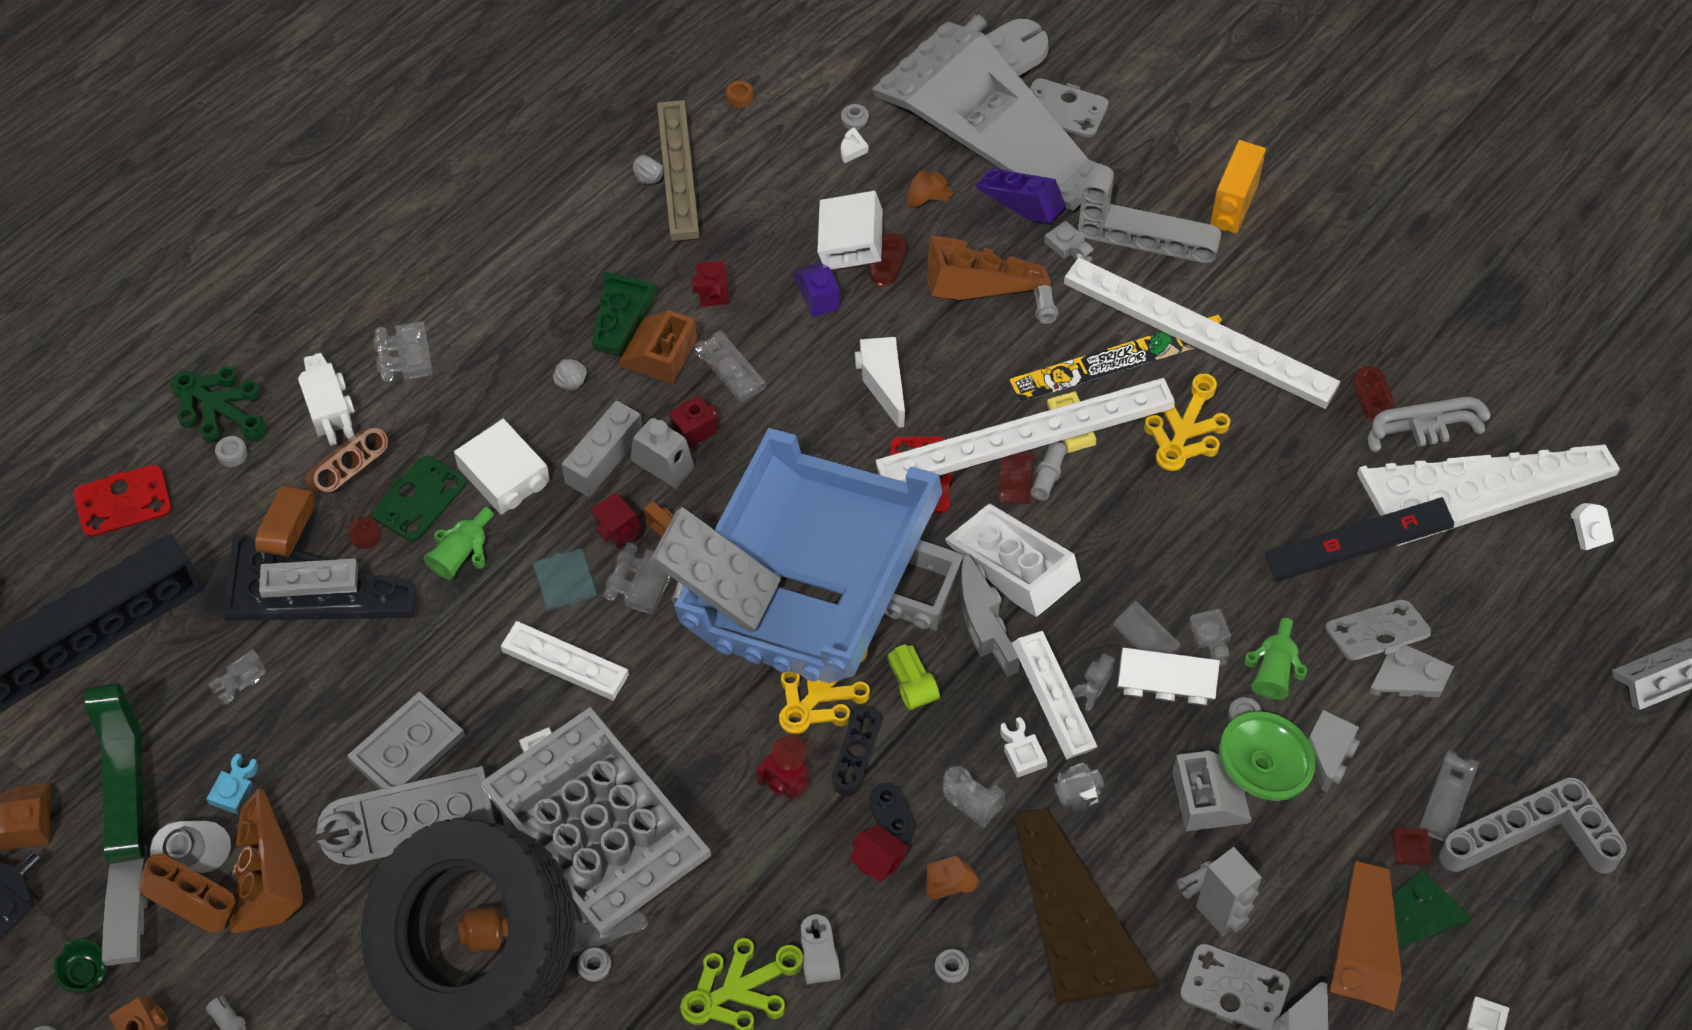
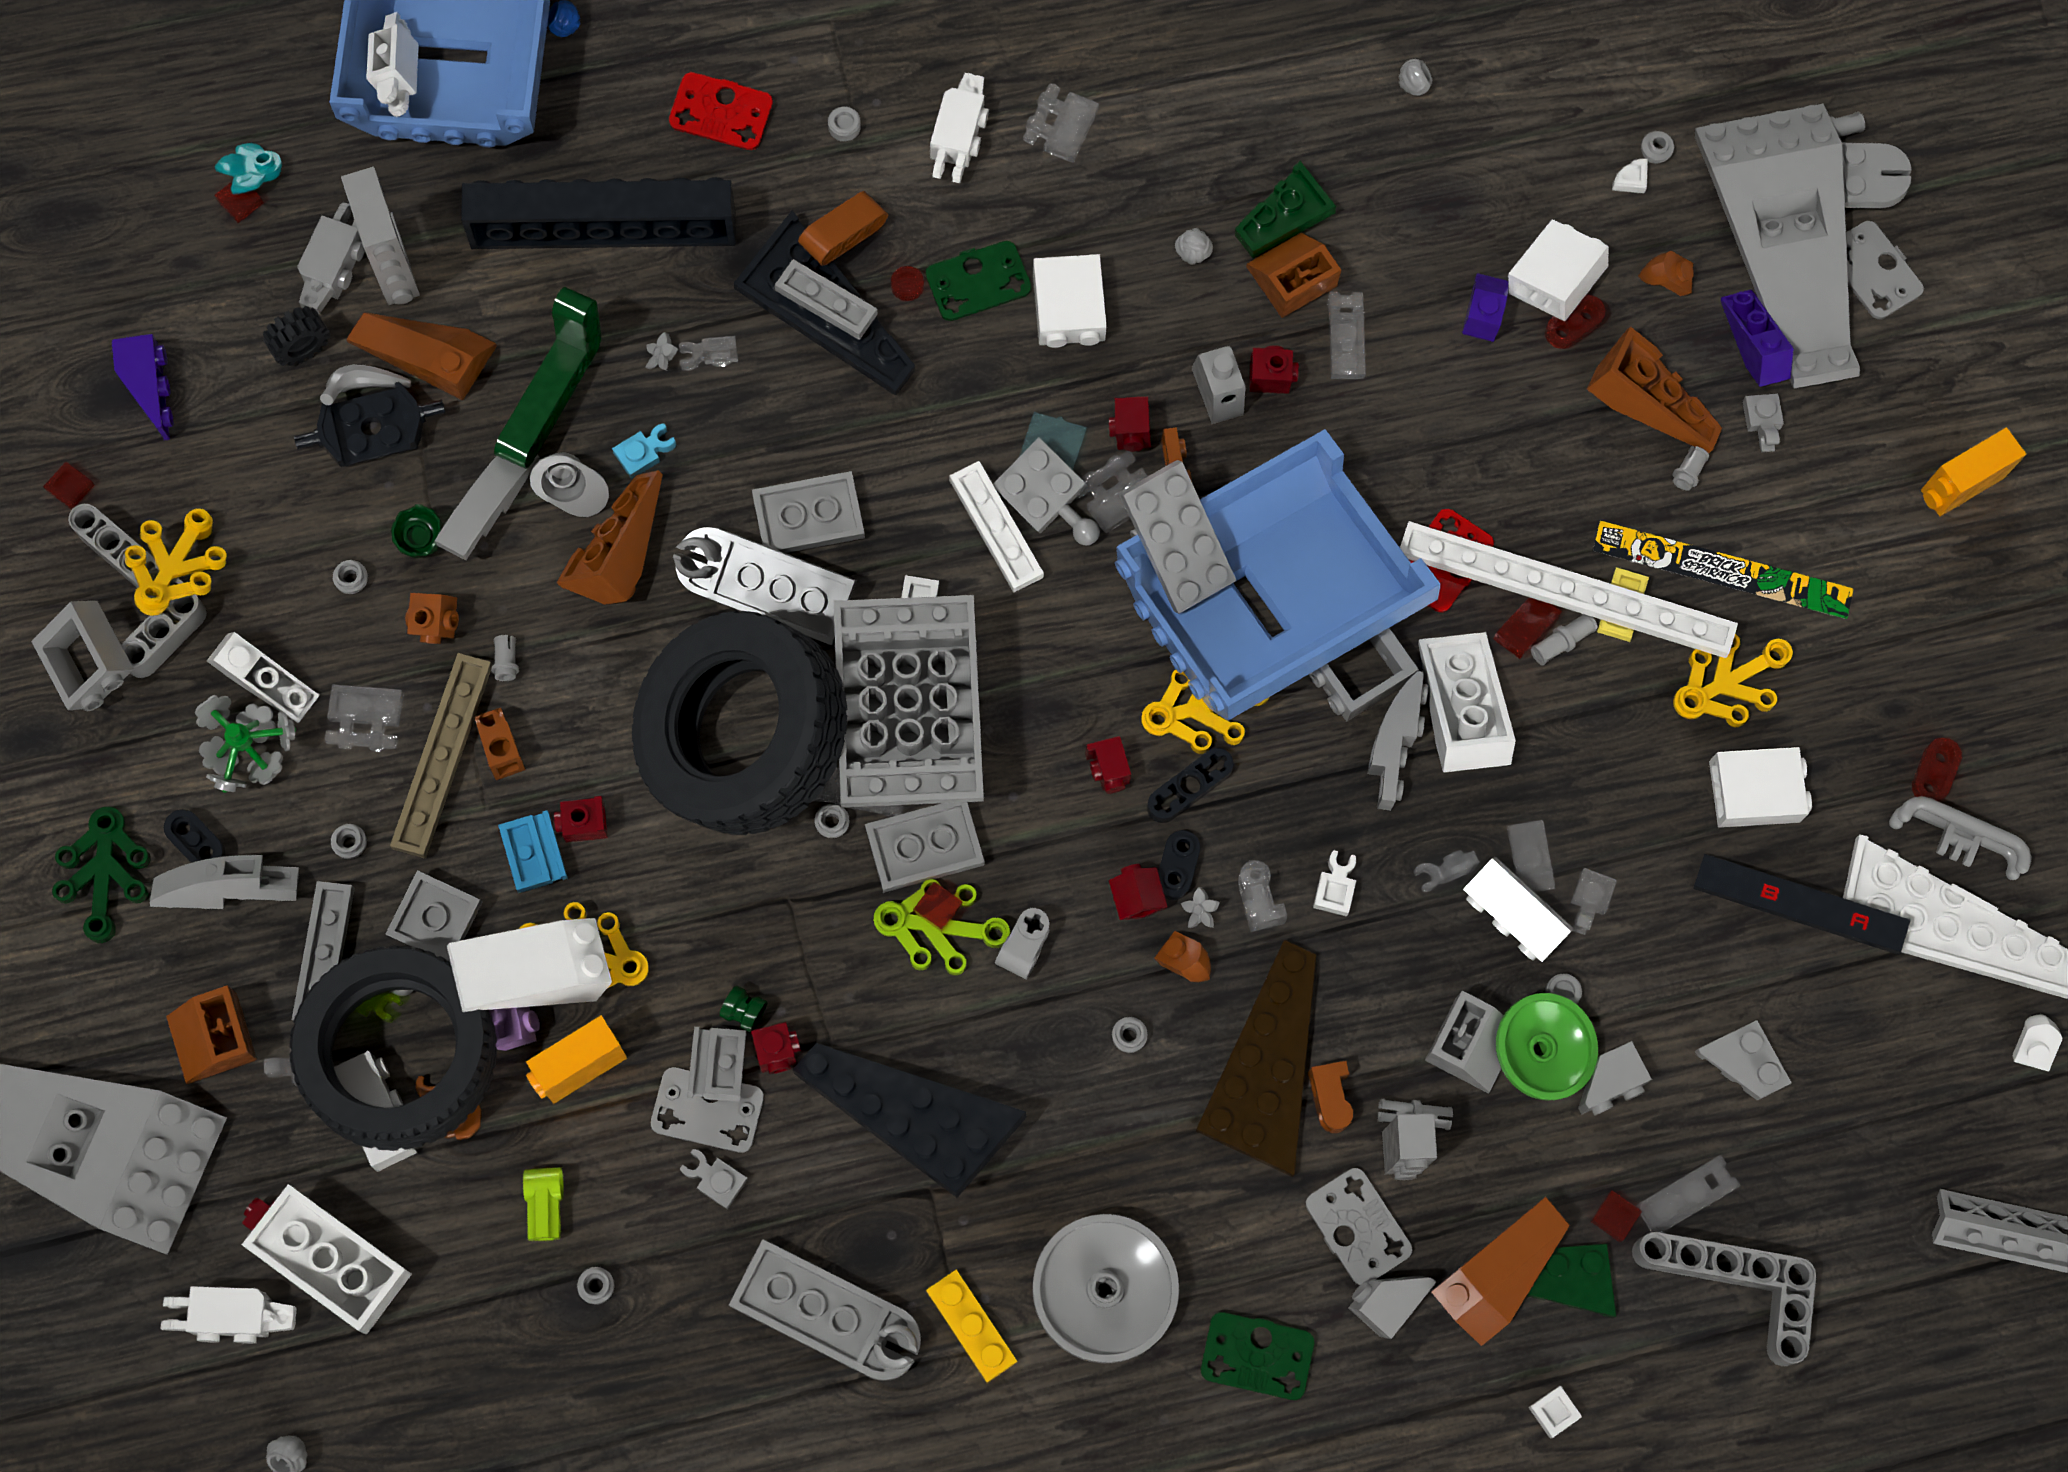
camera: 30 degrees right, 15 degrees up
(186, 893) = (540, 509): dark orange beam -> none
(197, 702) = (661, 352): none -> light grey plant
(217, 401) = (861, 64): dark green plant -> none
(360, 456) = (951, 208): dark orange beam -> none
(457, 543) = (980, 350): bright green piece -> none
(482, 929) = (756, 725): dark orange head -> none
(580, 610) = (1043, 488): none -> light grey plate
(601, 449) = (1170, 342): light grey brick -> none
(678, 170) = (1443, 95): dark tan plate -> none
(682, 932) = (924, 845): none -> light grey plate
(711, 283) = (1388, 239): dark red brick -> none
(729, 970) = (937, 906): none -> clear red tile
(739, 94) = (1563, 49): dark orange tile -> none
(789, 753) = (1123, 750): clear red tile -> none
(882, 374) = (1481, 434): white slope -> none
(915, 685) = (1287, 759): lime piece -> none
(934, 834) = (1200, 909): none -> light grey plant
(1054, 695) = (1400, 857): white plate -> none
(1078, 787) = (1358, 955): clear head -> none
(1139, 906) = (1329, 1099): none -> dark orange leg
(1141, 228) = (1845, 452): light grey beam -> none
(1202, 333) = (1820, 597): white plate -> none
(1265, 481) = (1759, 787): none -> white brick
(1274, 671) = (1622, 971): bright green piece -> none
(1369, 624) = (1750, 991): light grey axle -> none

